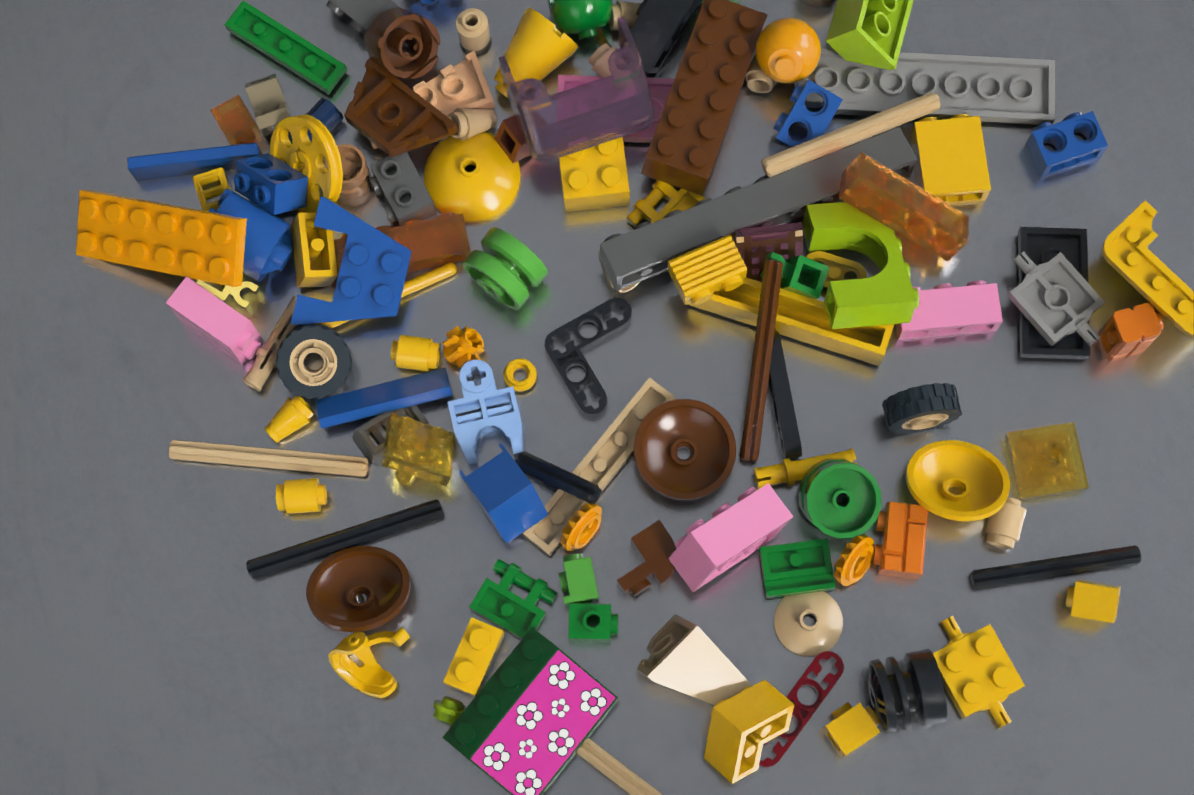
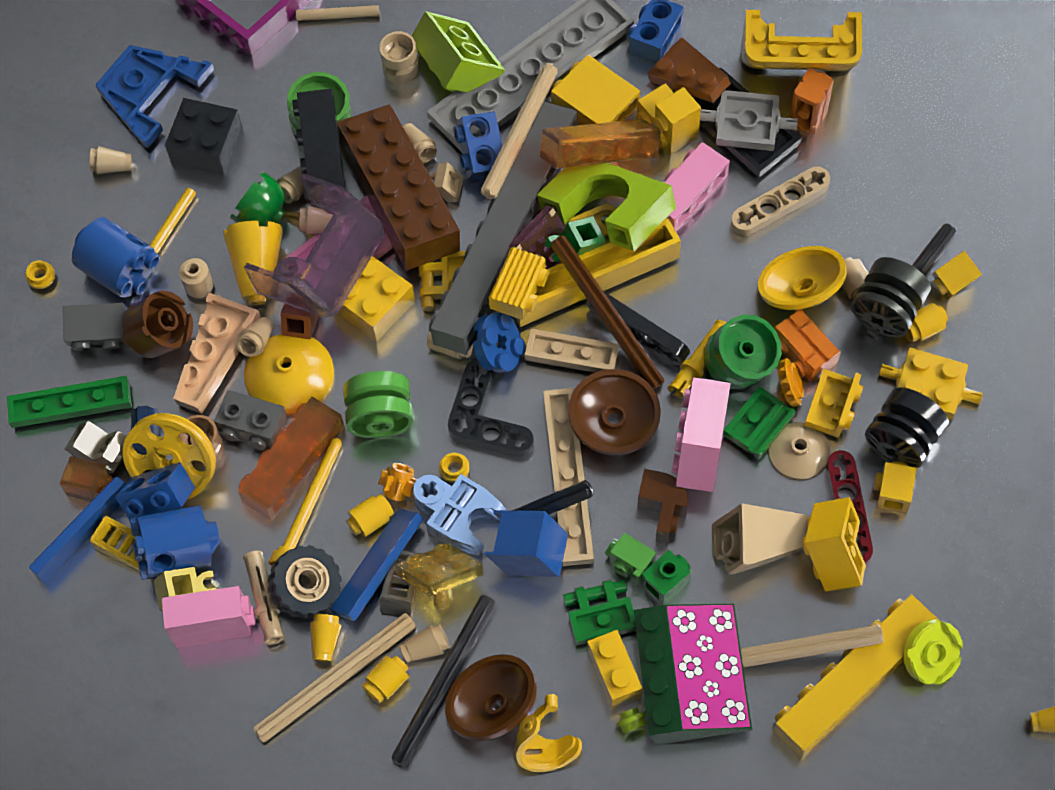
camera: 45 degrees left, 10 degrees down
(161, 237) = (112, 592): light orange plate -> none
(313, 252) = (233, 510): yellow brick -> none
(358, 498) = (426, 644): none -> tan cone
(369, 274) = (288, 489): blue wing -> none
(394, 113) = (198, 373): reddish brown wing -> none
(581, 527) = (597, 521): light orange gear -> none
(661, 315) = (501, 329): none -> blue plate
(707, 365) = (571, 351): none -> tan plate
(752, 126) = (448, 181): none -> tan tile
(788, 50) = (427, 113): light orange brick -> none
(873, 609) = (832, 403): none -> yellow bracket
(922, 408) = (736, 253): black wheel -> none
(993, 235) = (673, 114): none -> yellow brick
(1016, 390) = (780, 201): none -> tan beam
(1016, 566) = (890, 297): none -> pearl dark grey wheel
(1024, 615) = (928, 322): none -> yellow brick
(1046, 461) = (840, 222): clear yellow plate -> none
(1052, 210) = (689, 69): none -> dark orange wing

